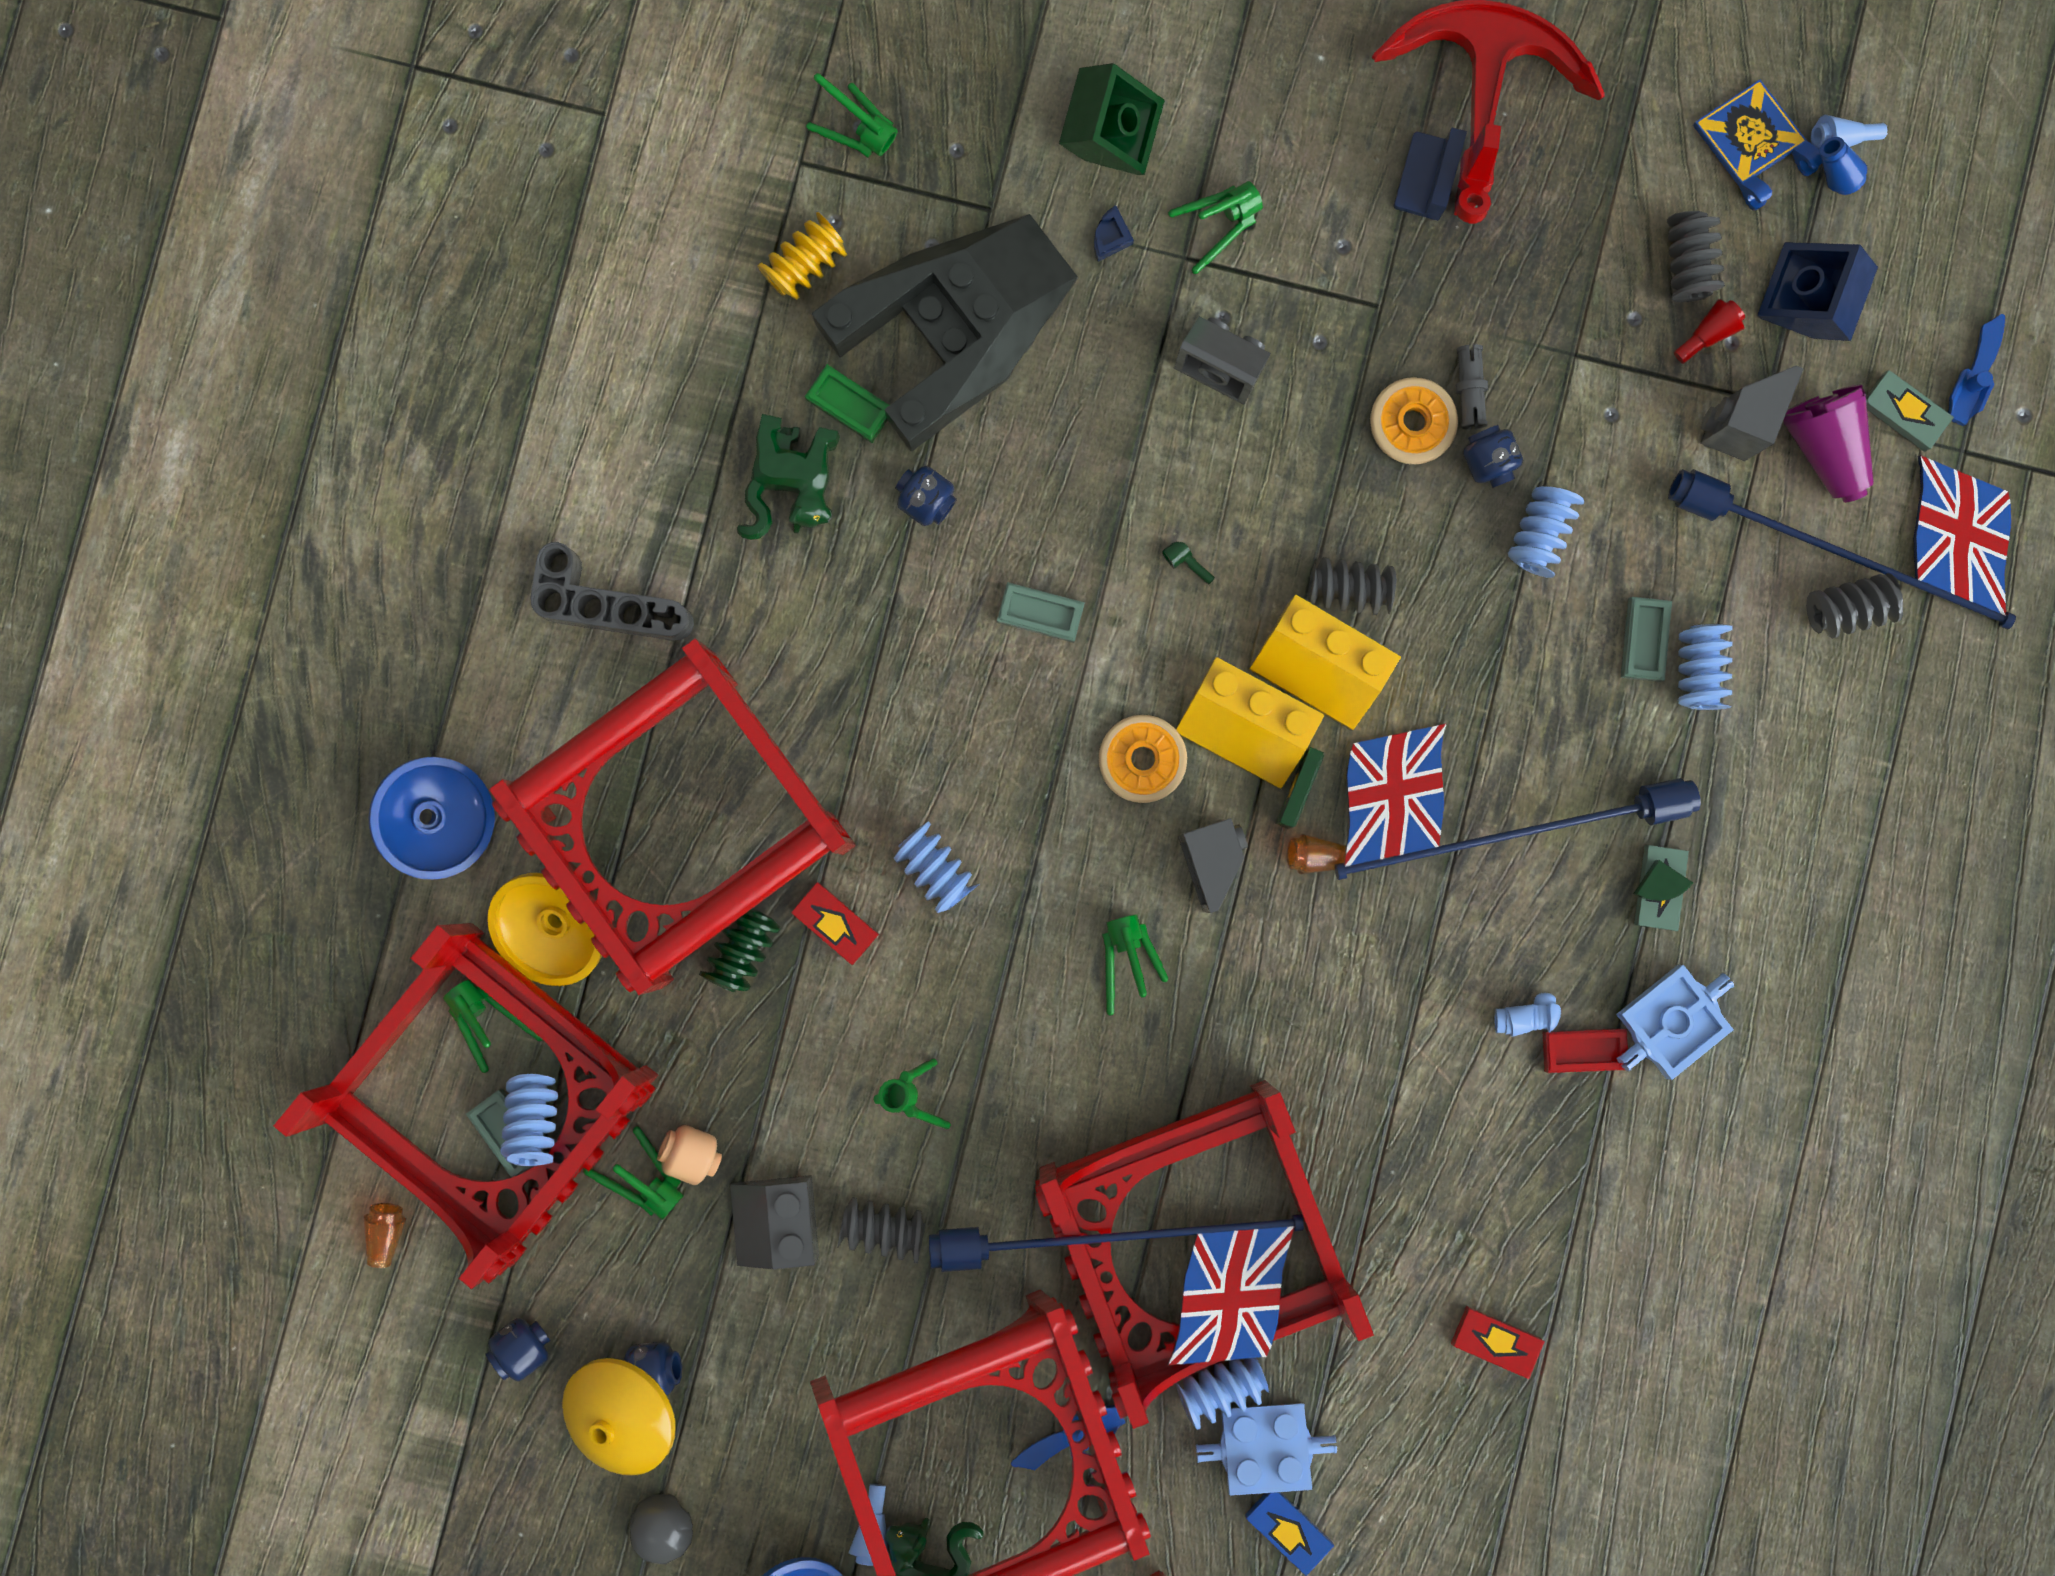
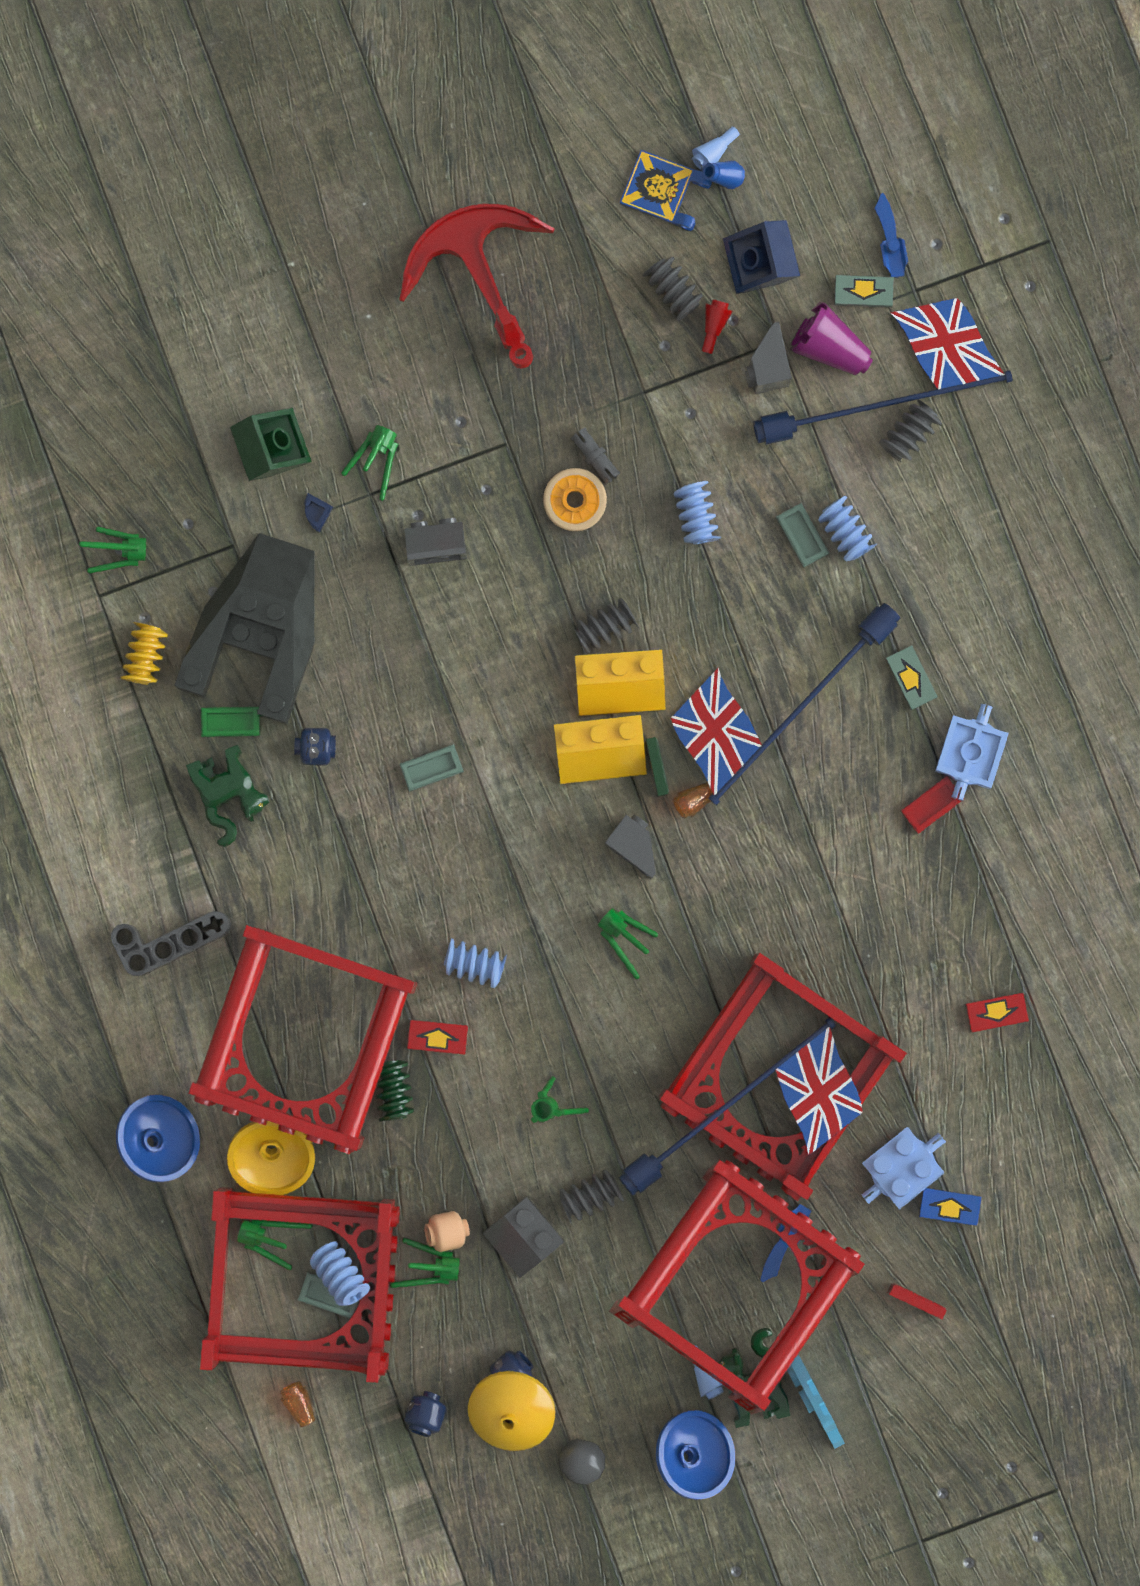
camera: 30 degrees left, 0 degrees up
(1168, 753) = (552, 794): light orange wheel -> none
(1178, 553) = (489, 676): dark green hand -> none
(1222, 1389) = (852, 1150): light blue piece -> none
(1429, 173) = (481, 344): dark blue panel -> none
(1493, 456) = (635, 490): dark blue head -> none
(1525, 1018) = (885, 808): light blue arm -> none
(1662, 883) = (908, 676): dark green tile -> none

